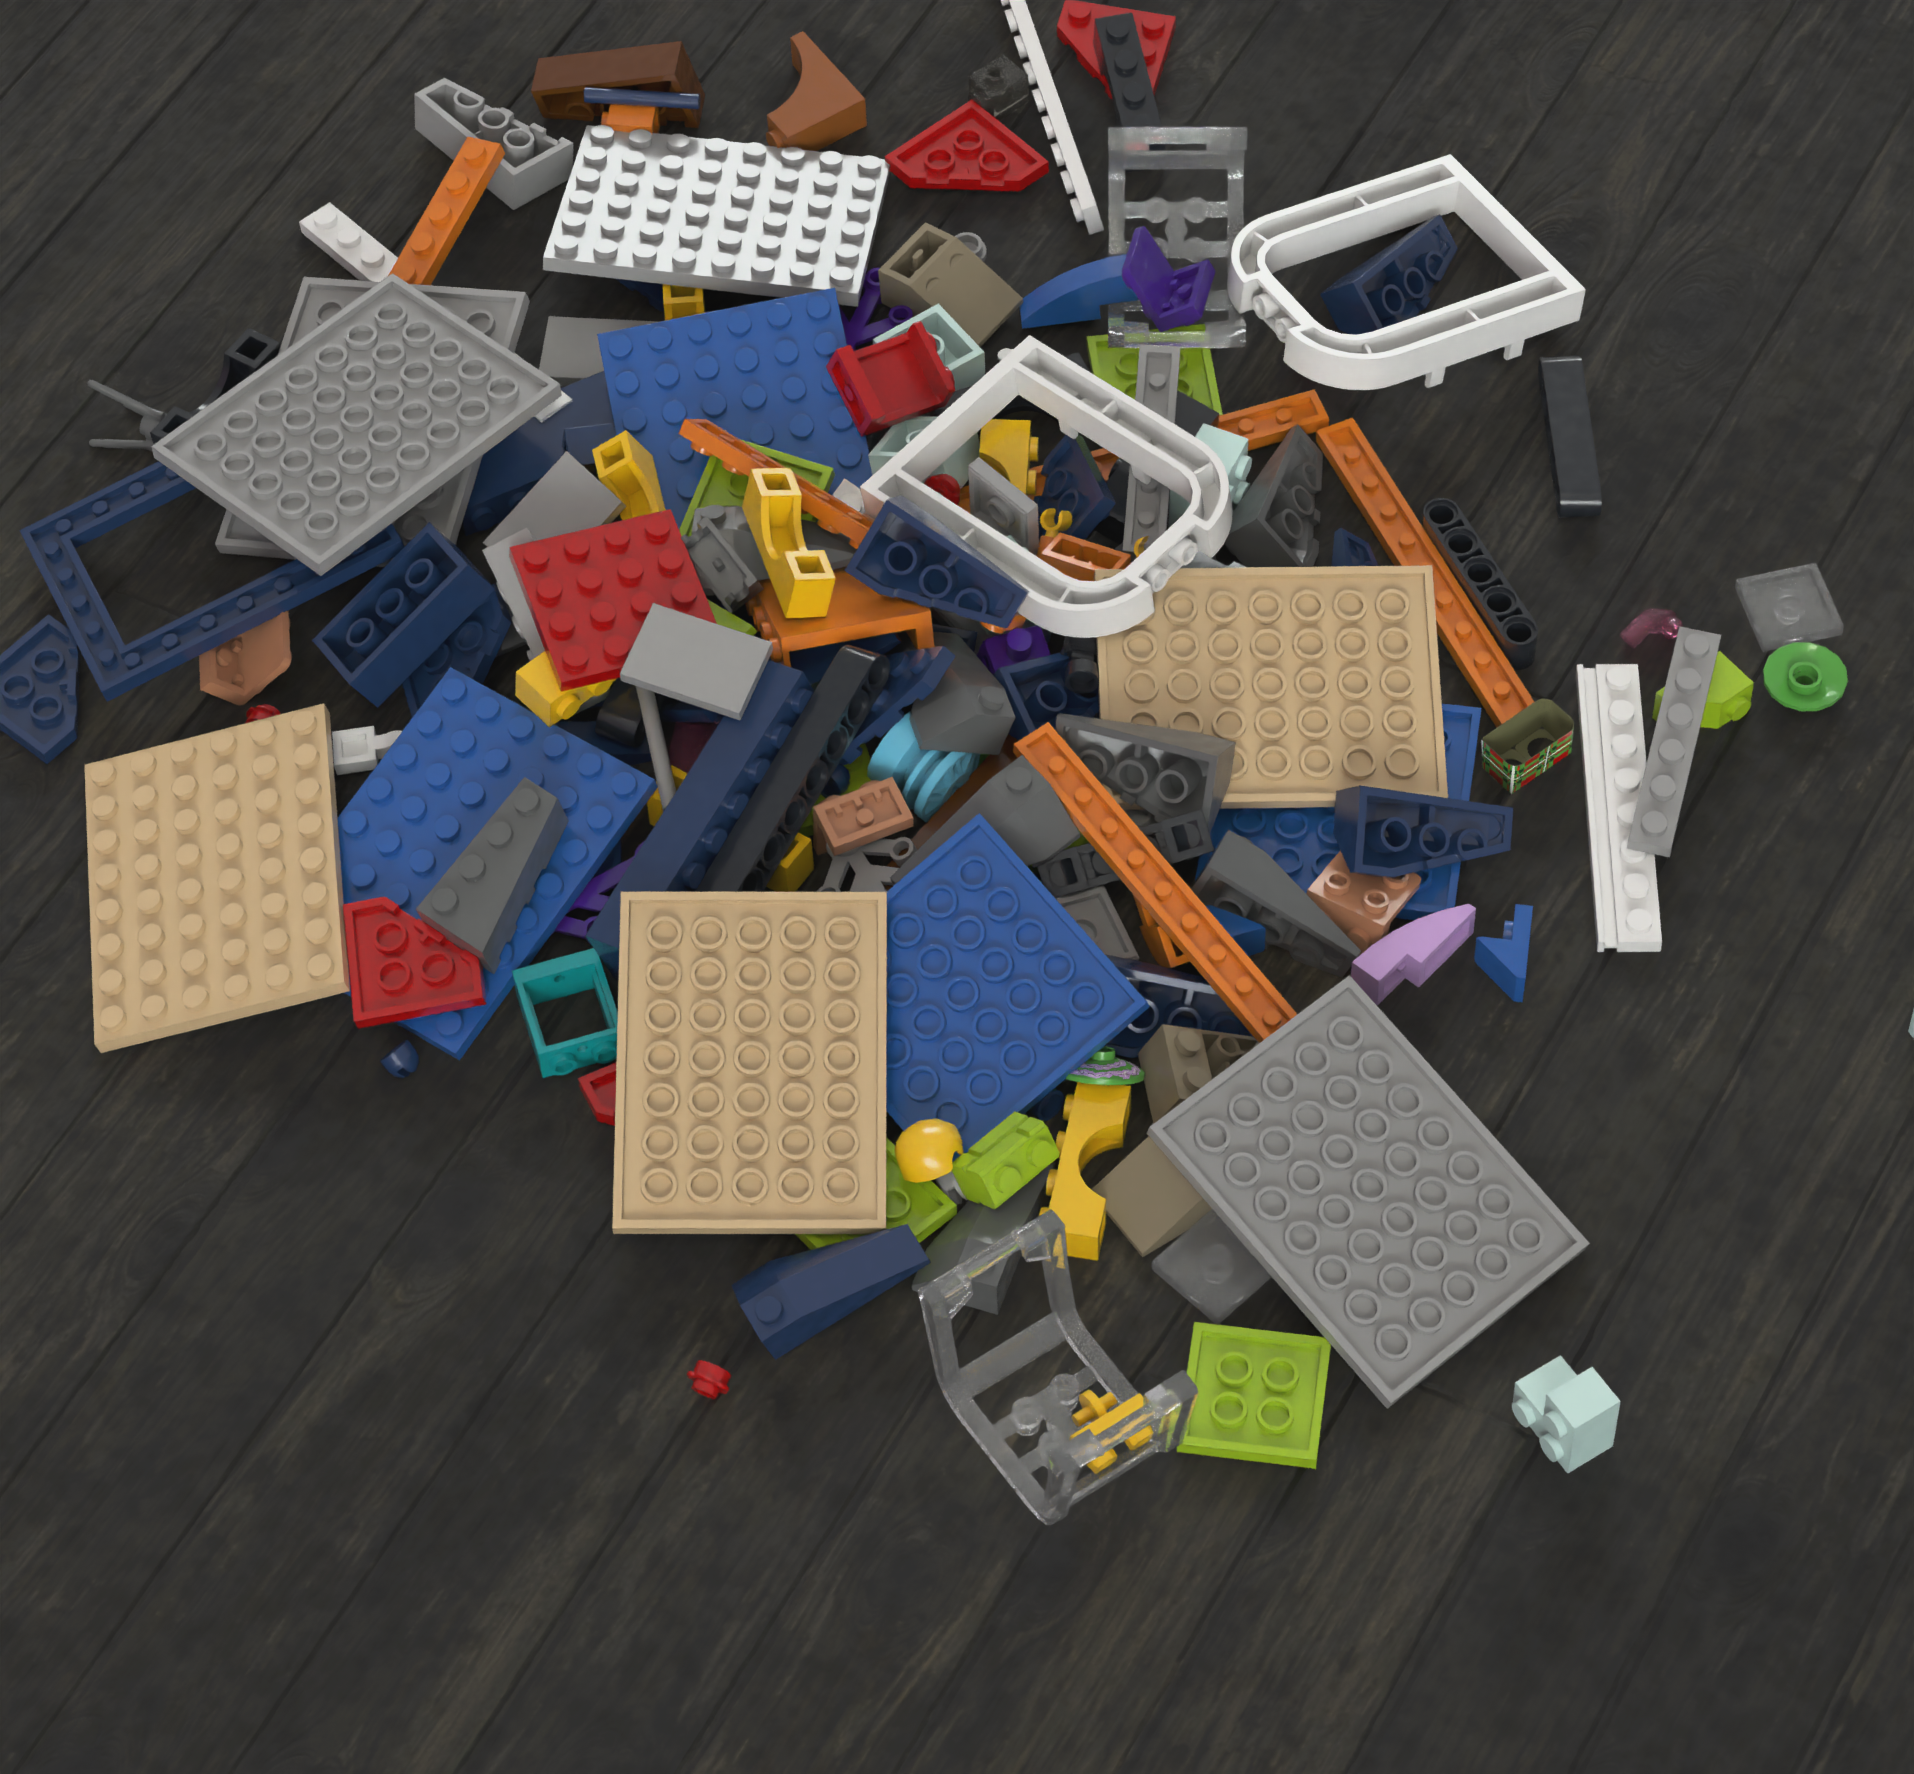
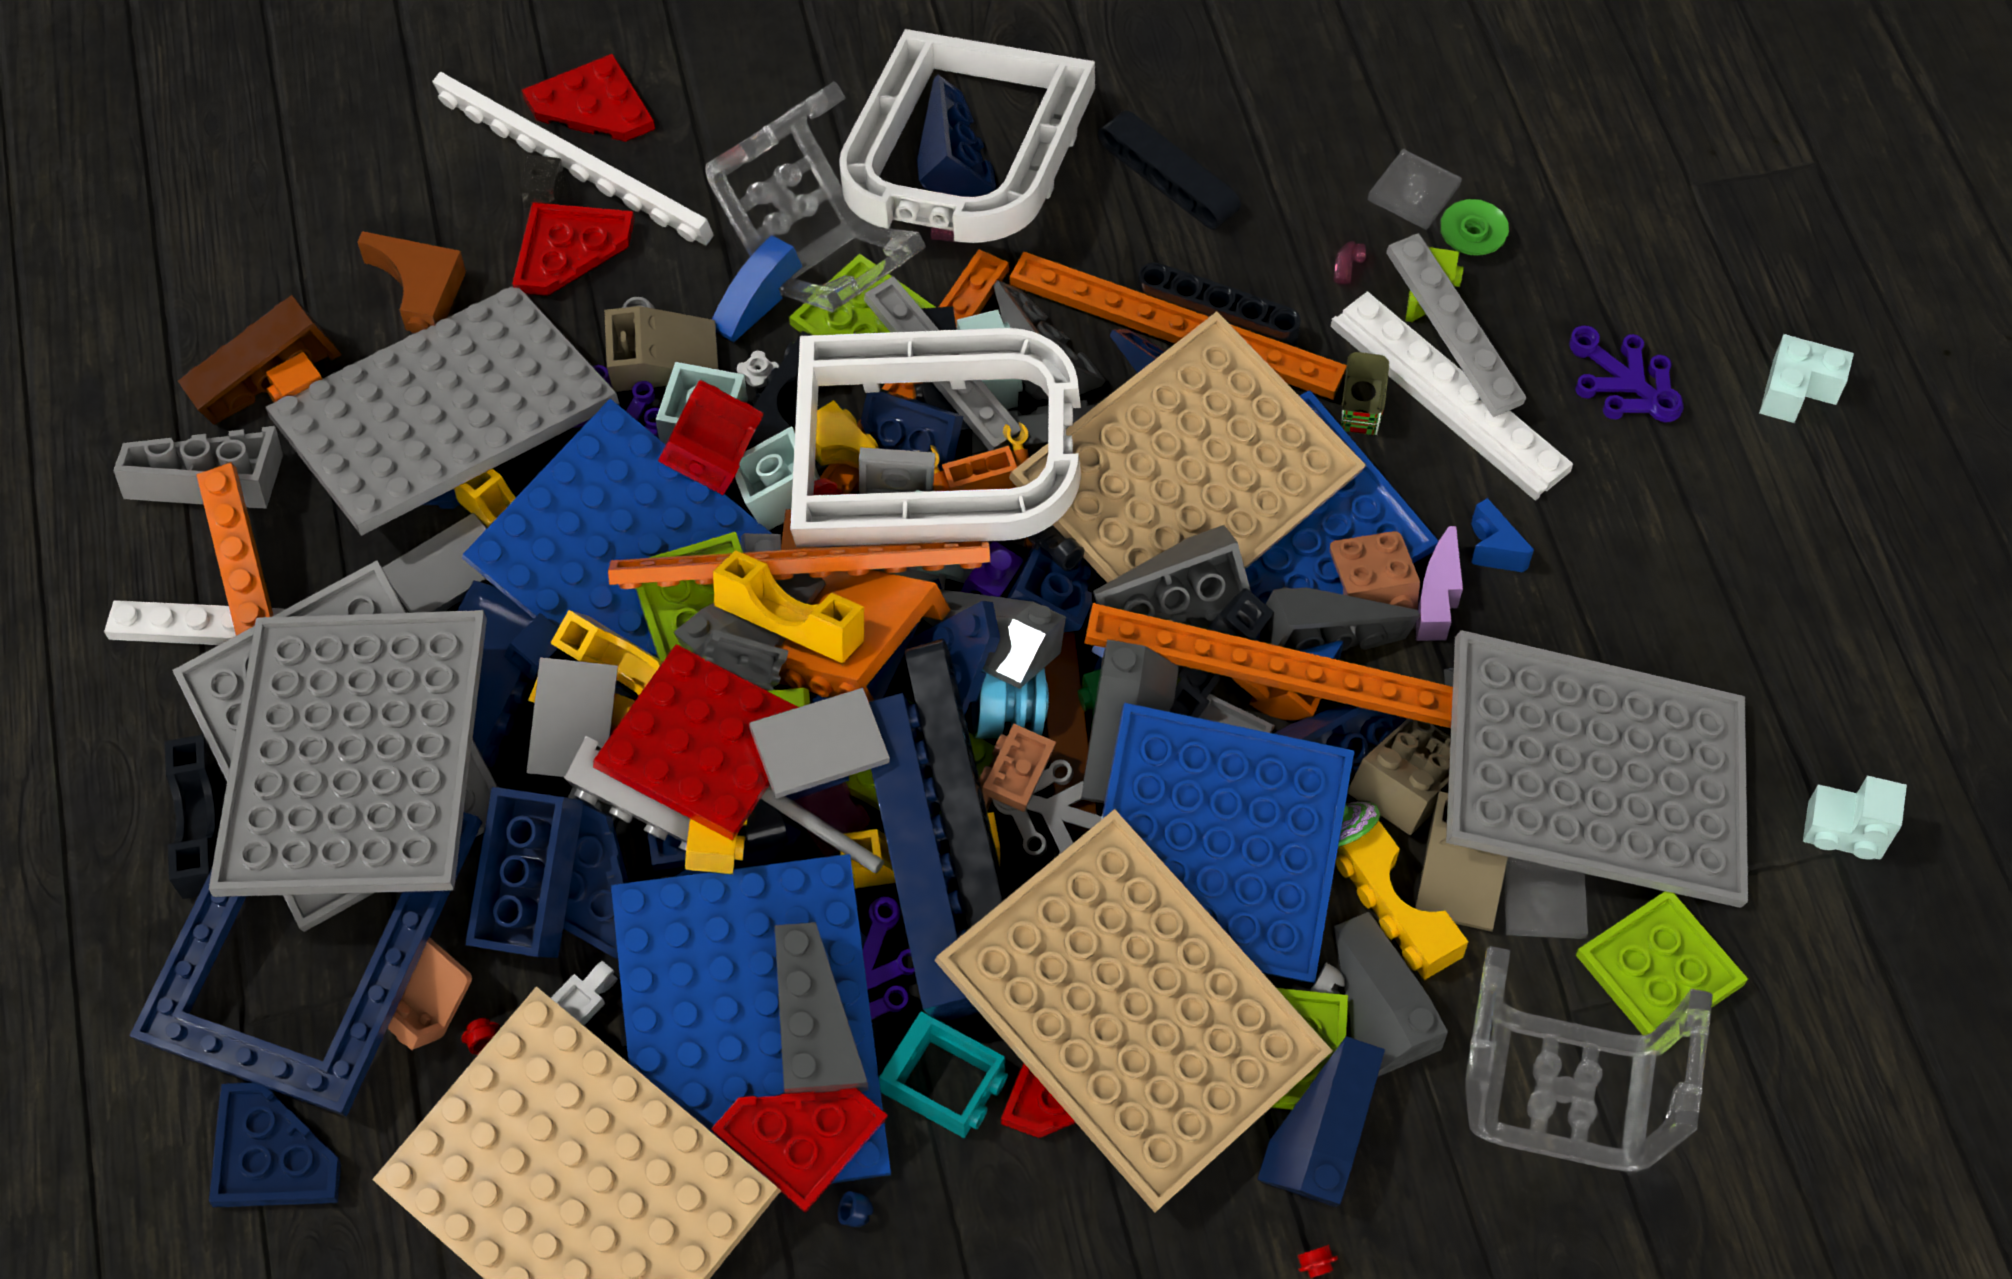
camera: 45 degrees left, 5 degrees up
(150, 420) = (153, 871): dark grey plant -> none
(642, 98) = (294, 358): dark blue bar -> none
(927, 563) = (903, 550): dark blue wedge -> none
(927, 1150) = (1302, 972): yellow hair -> none
(1005, 1160) = (1358, 937): lime brick -> none
(1095, 1411) = (1611, 1067): yellow hips -> none
(1125, 69) = (674, 144): black arch -> none
(1165, 295) = (826, 241): dark purple bracket -> none
(1410, 832) = (1370, 506): dark blue wedge -> none
(1806, 911) = (1626, 379): none -> dark purple plant

